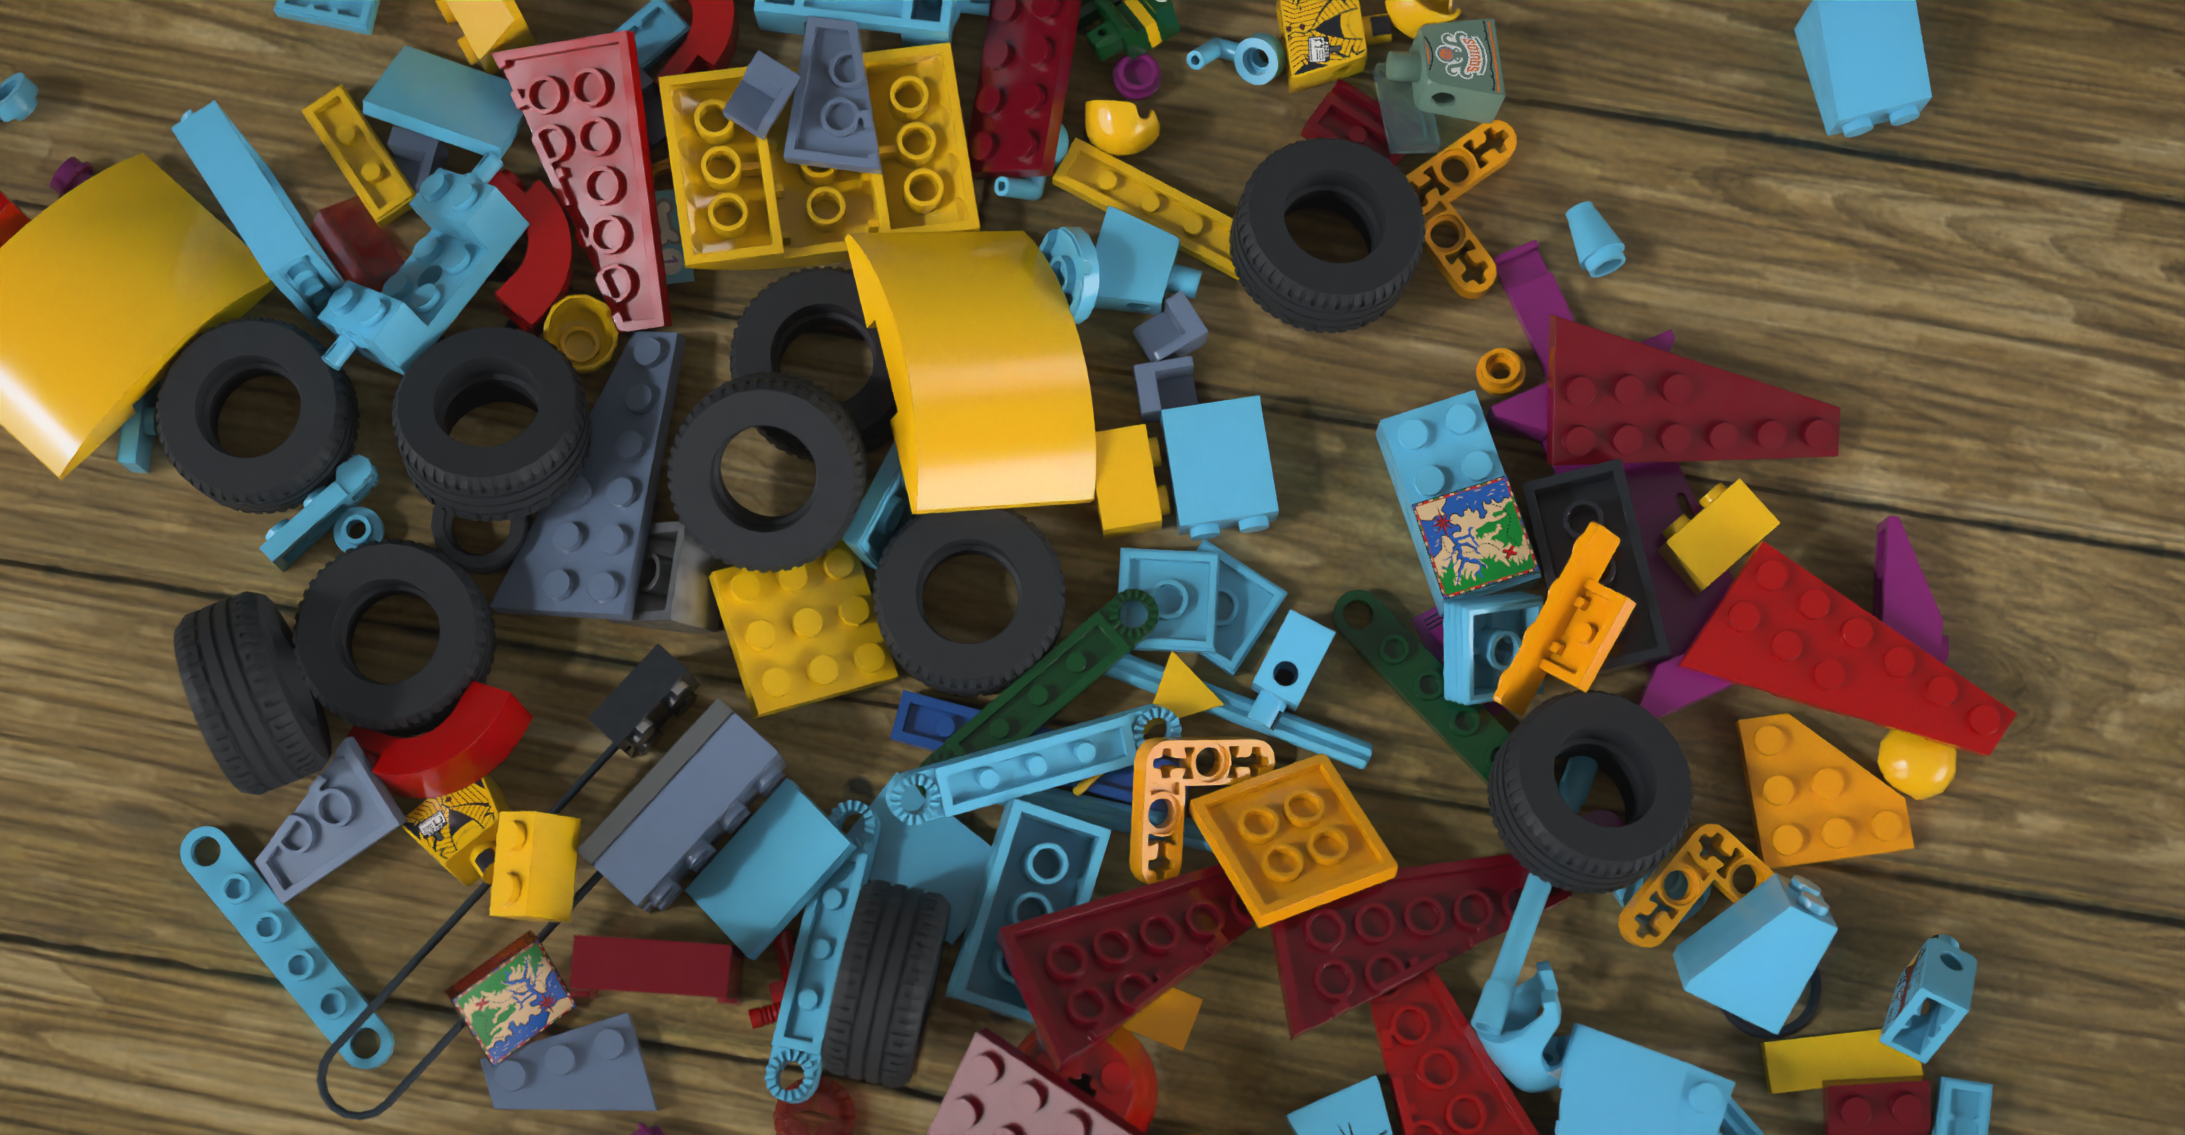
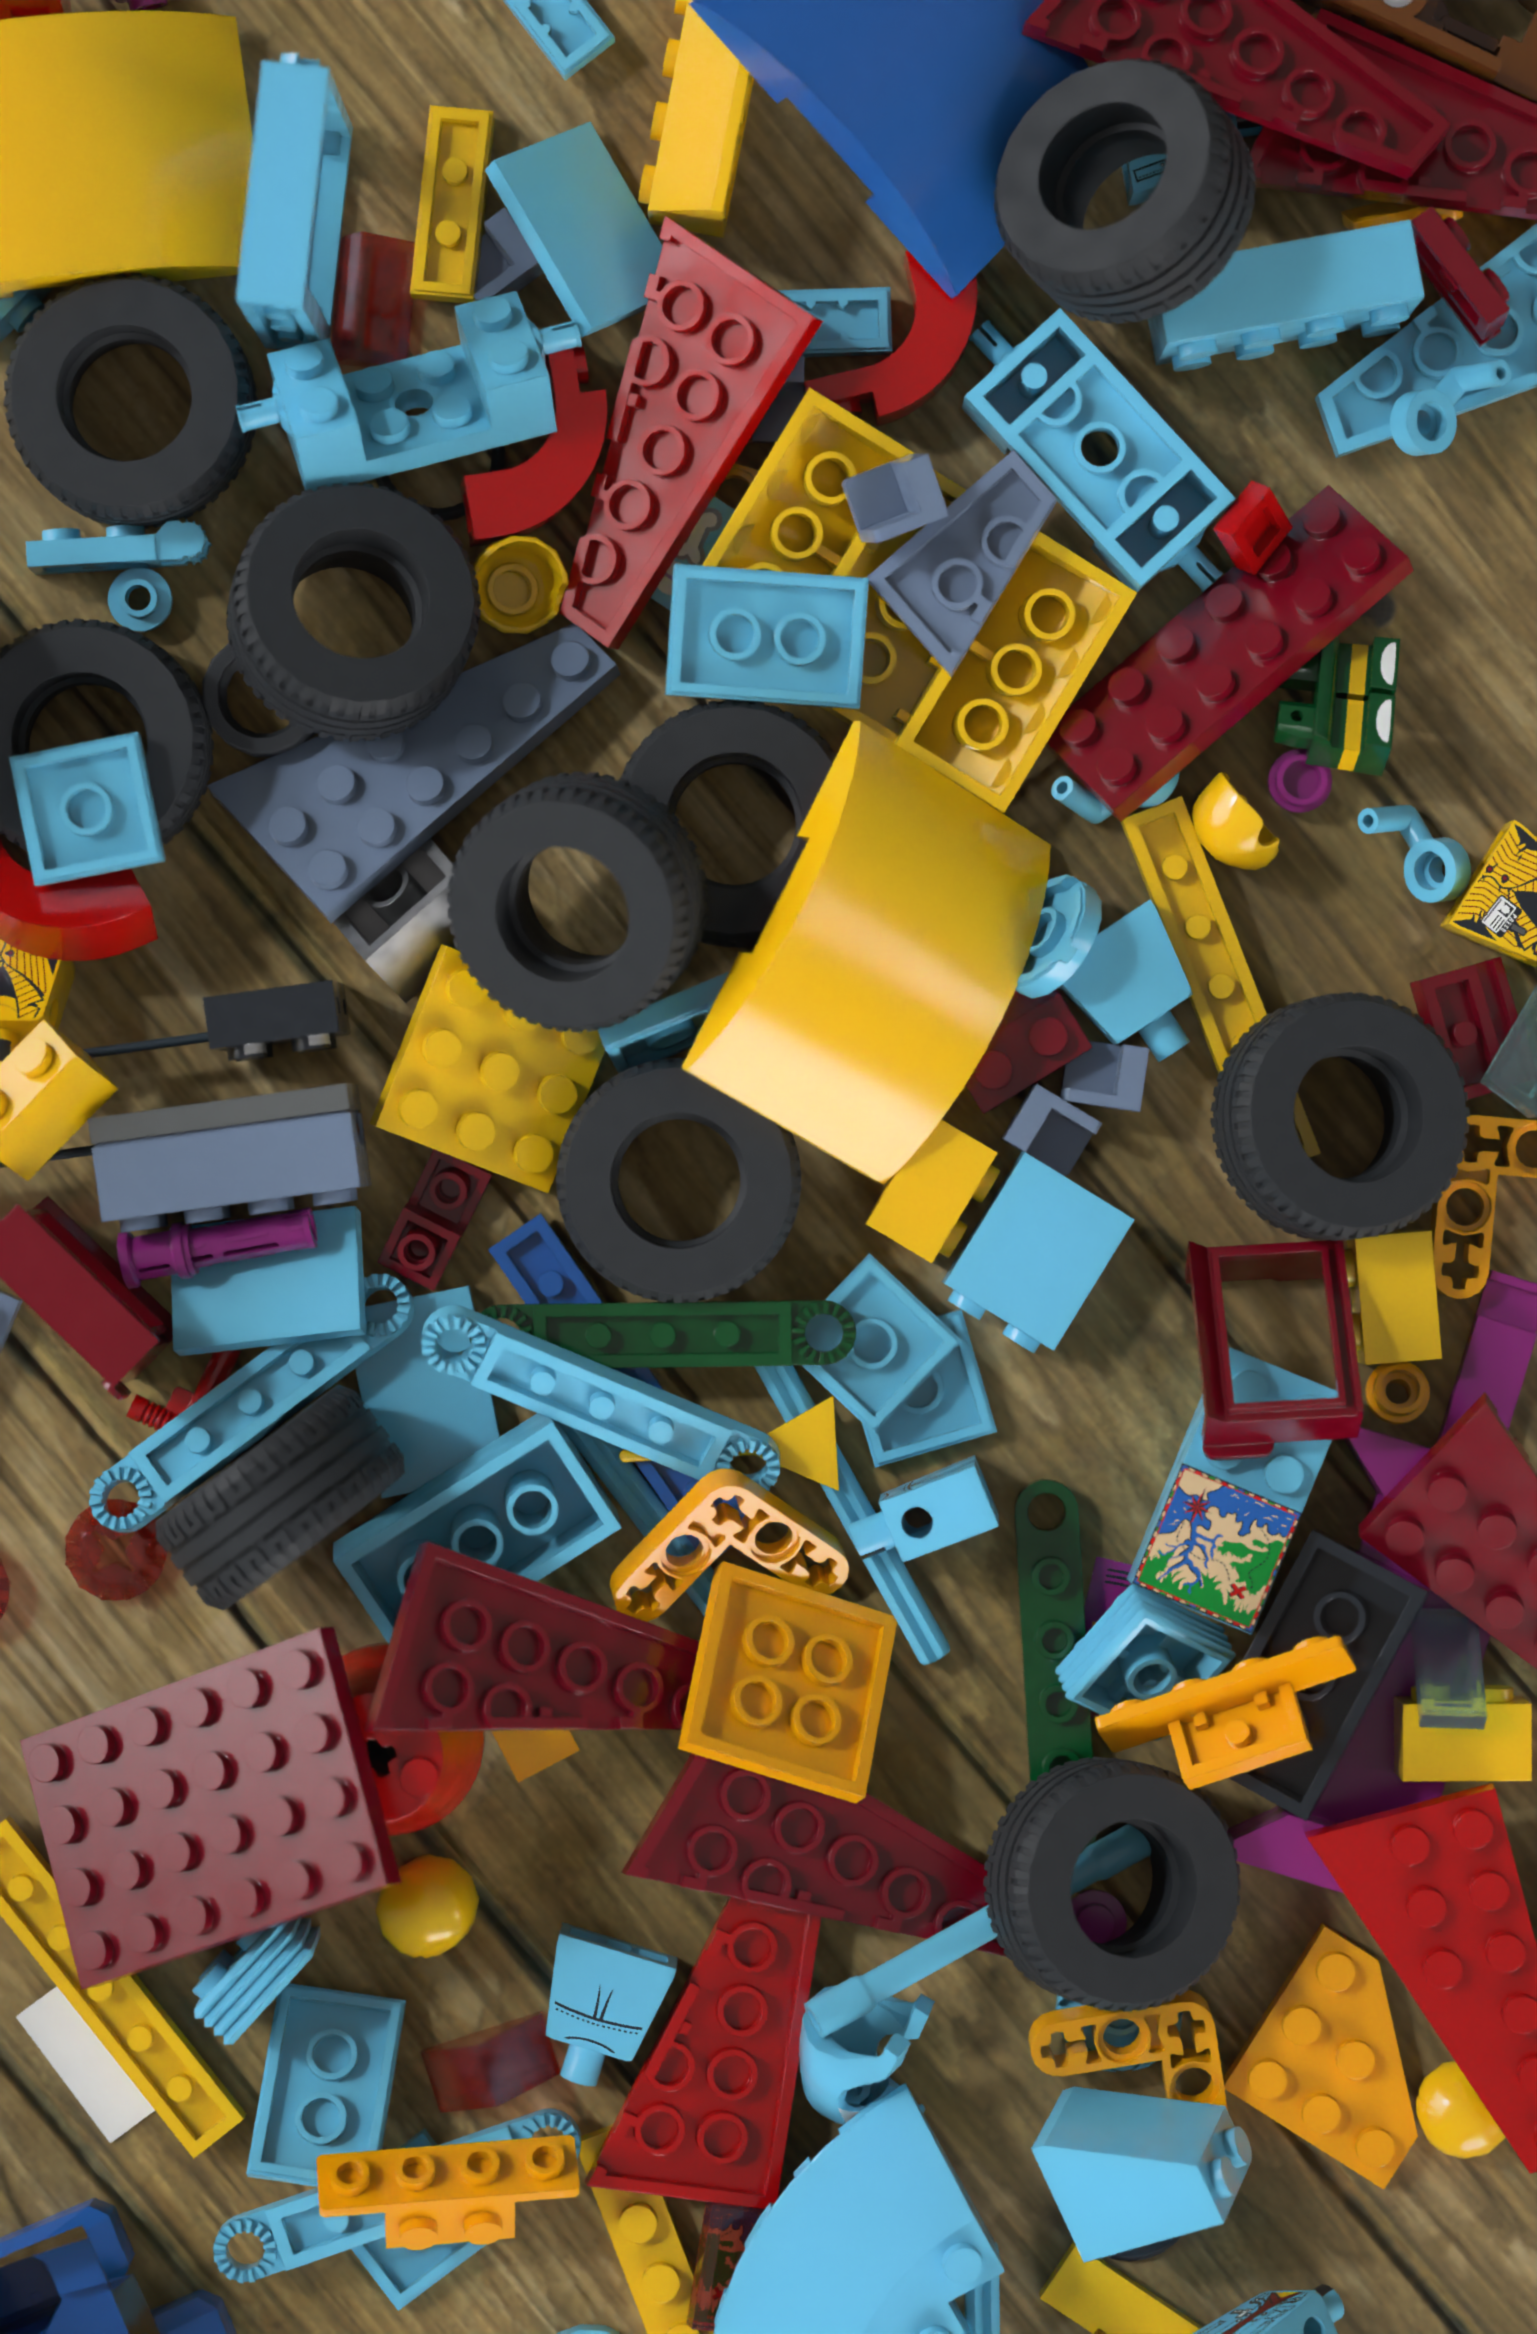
camera: 45 degrees right, 10 degrees up
(424, 666) = (87, 809): none -> medium azure tile
(704, 889) = (188, 1249): none -> magenta pin
(752, 236) = (766, 636): none -> medium azure tile
(842, 748) = (435, 1219): none -> dark red slope
(1110, 350) = (1027, 1046): none -> dark red plate
(1433, 447) = (1253, 1427): none -> dark red piece
(1448, 319) = (1394, 1297): none -> yellow brick
(1674, 501) = (1448, 1670): none -> clear light blue tile

